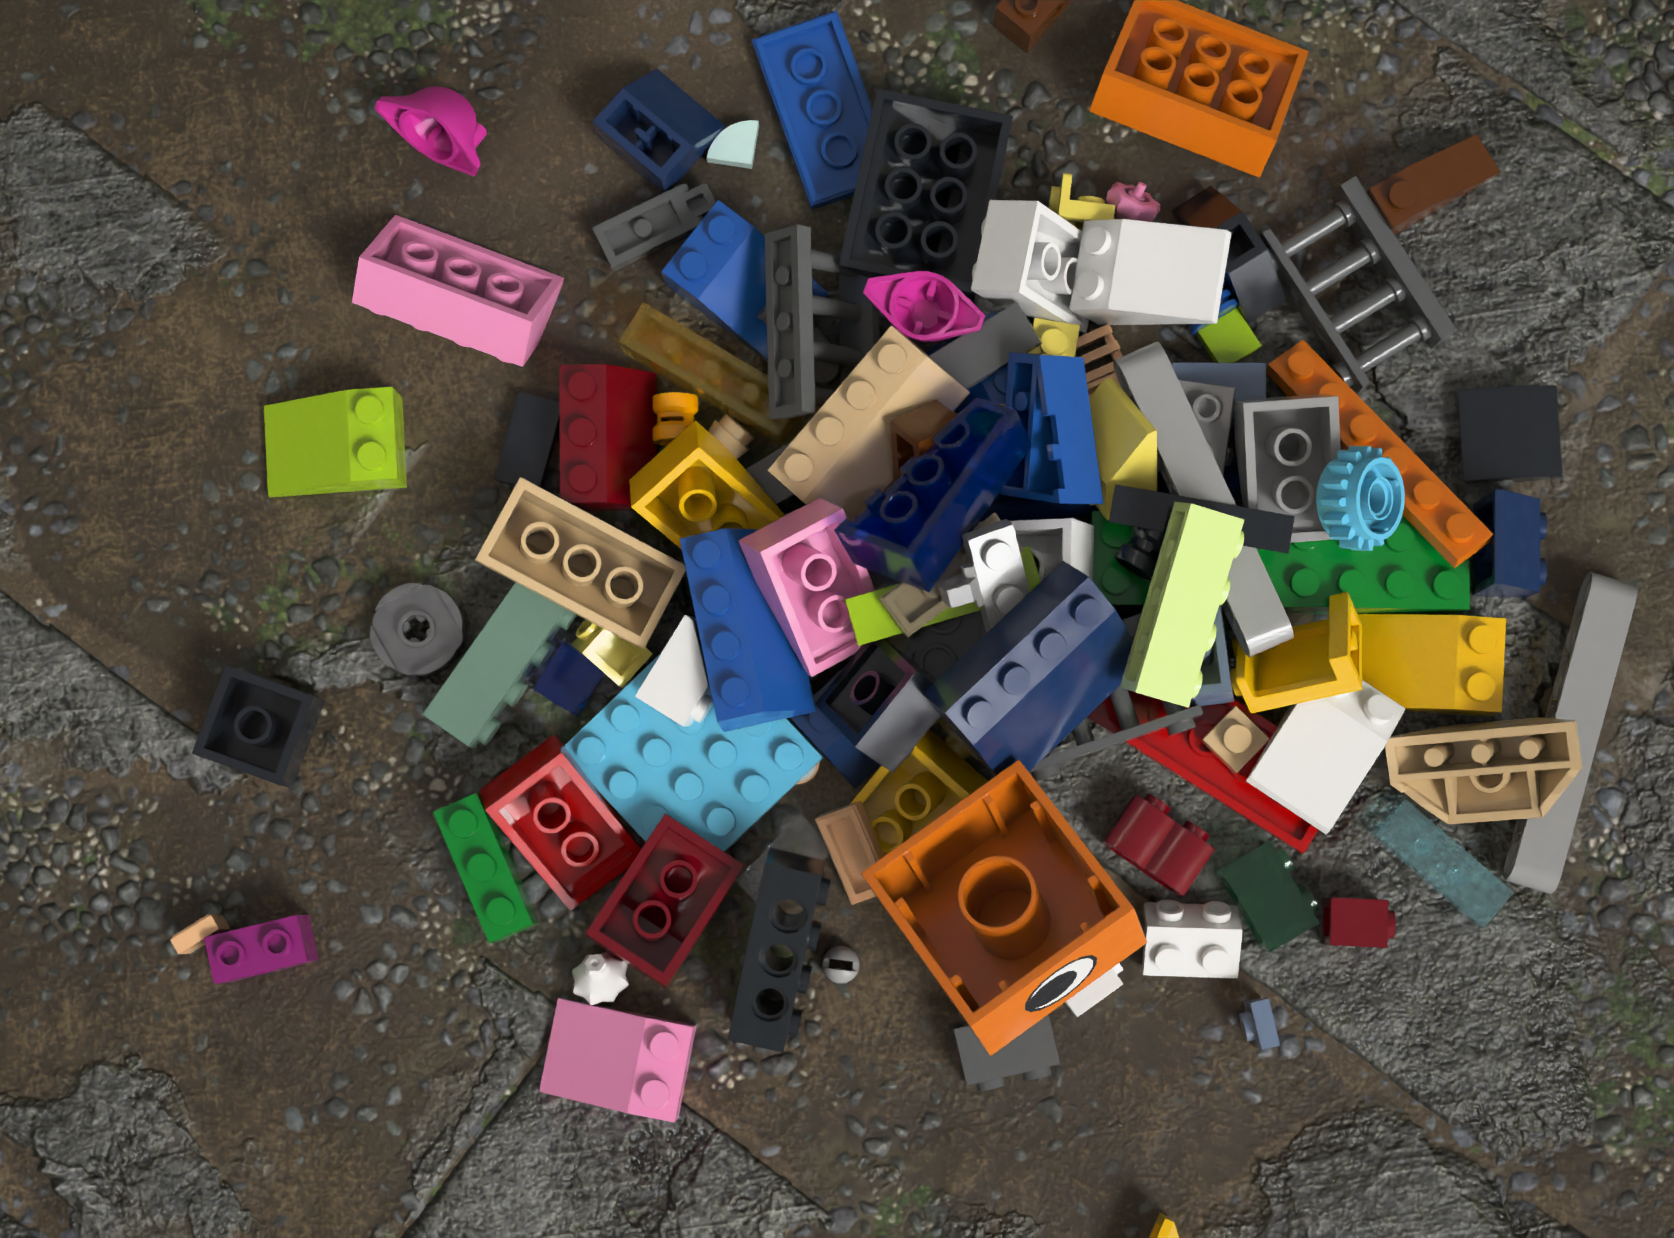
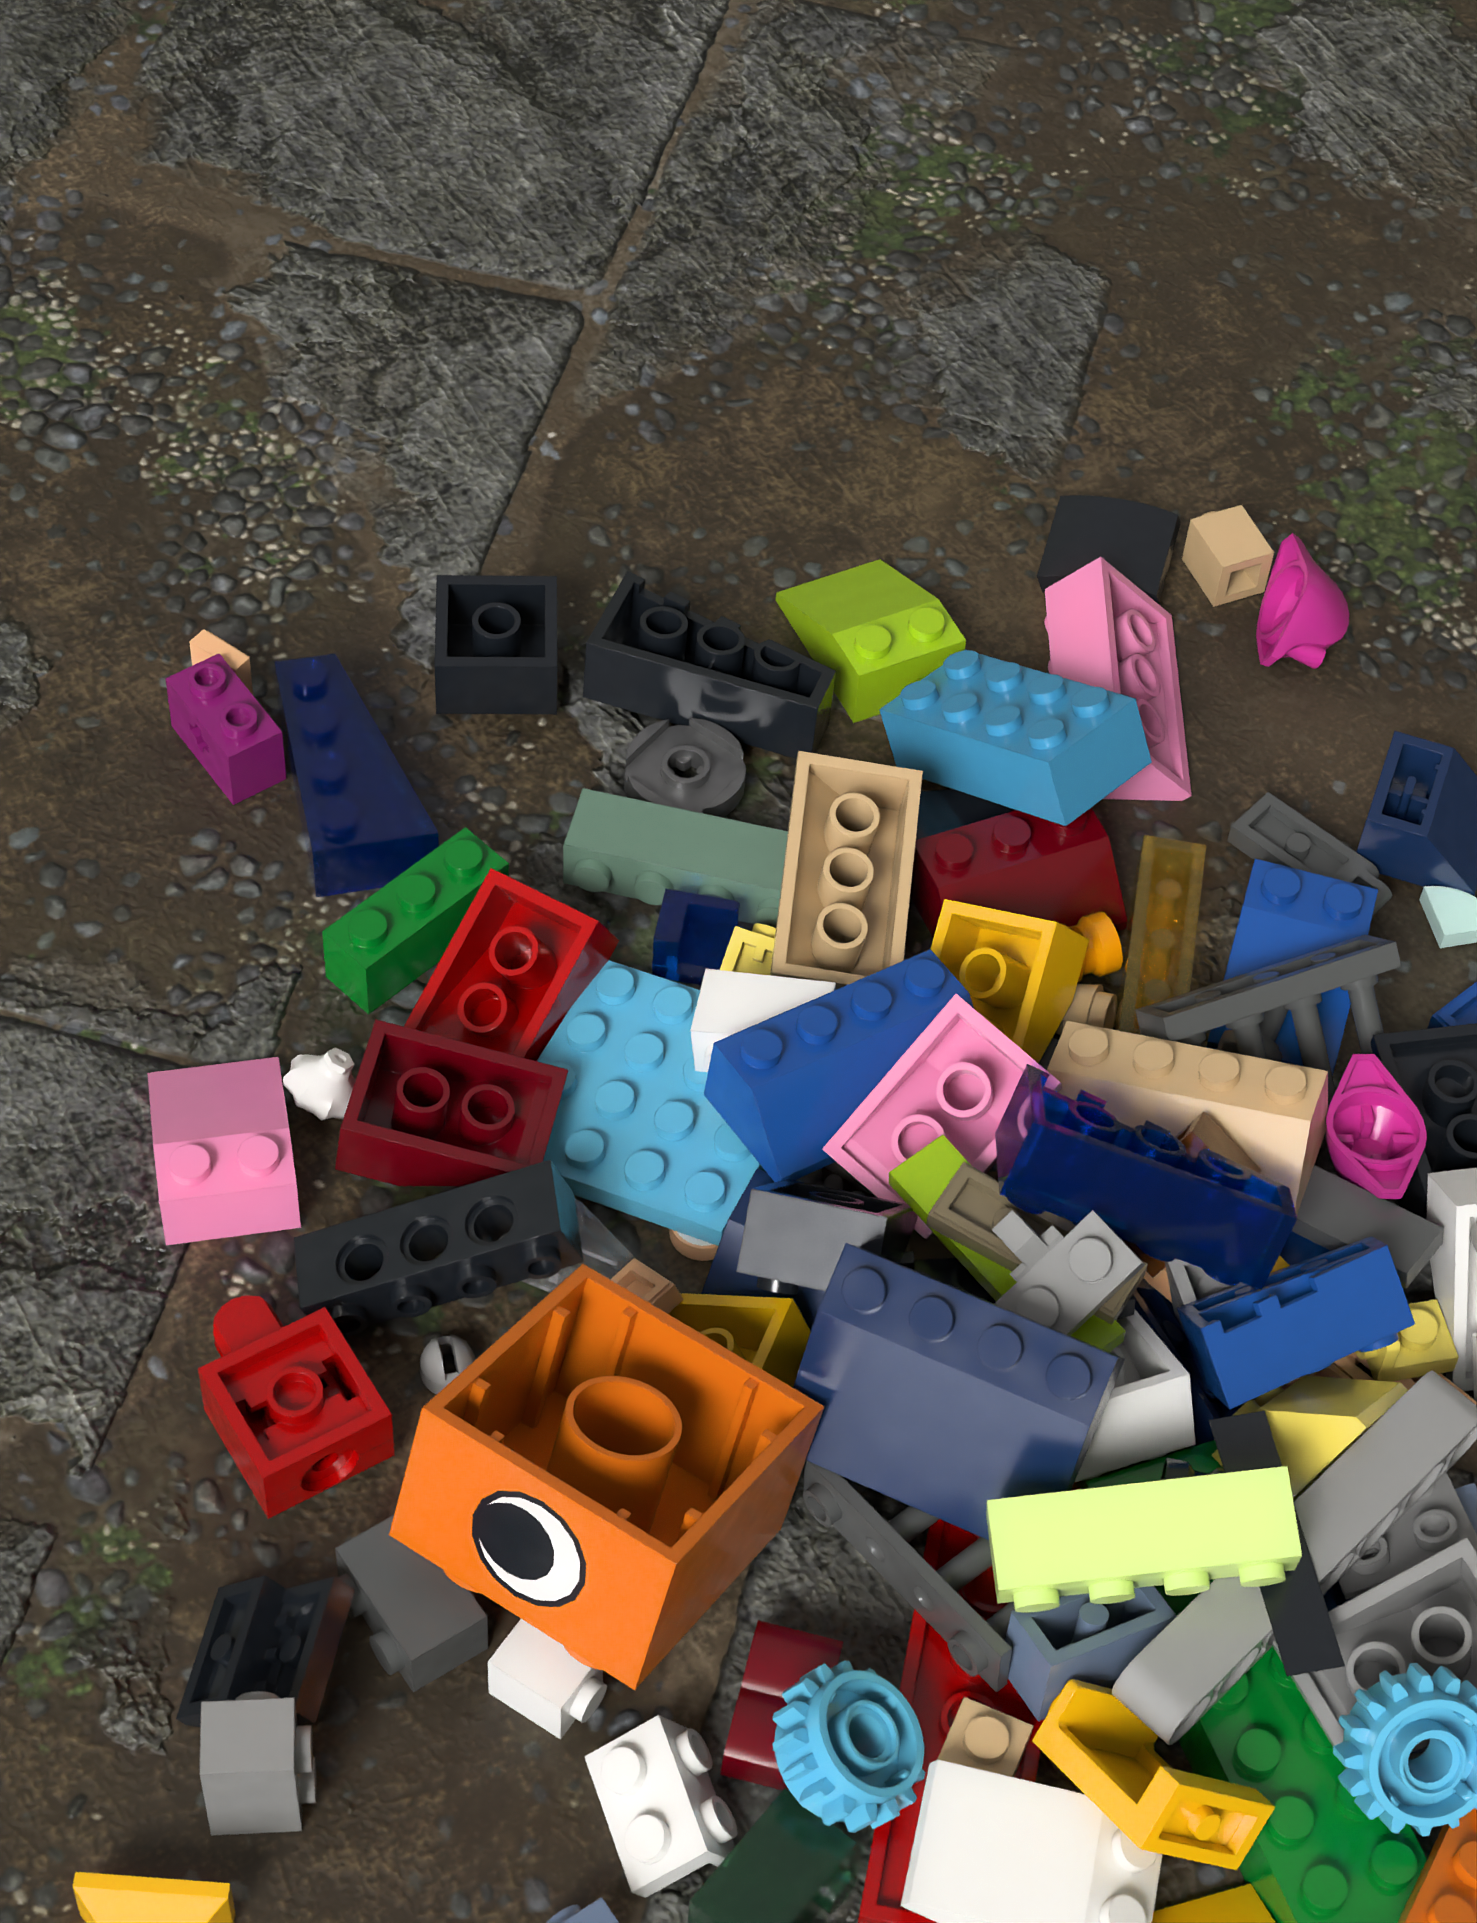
camera: 60 degrees right, 30 degrees down
(320, 233) = (1123, 532): none -> black slope
(339, 585) = (679, 666): none -> black wedge
(352, 879) = (349, 789): none -> clear blue wedge
(361, 150) = (1227, 555): none -> tan brick
(500, 392) = (1017, 736): none -> dark azure brick
(844, 1080) = (285, 1405): none -> red brick
(1013, 1147) = (270, 1643): none -> black slope
(1095, 1180) = (255, 1765): none -> light grey brick
(1218, 824) = (849, 1746): none -> medium azure gear

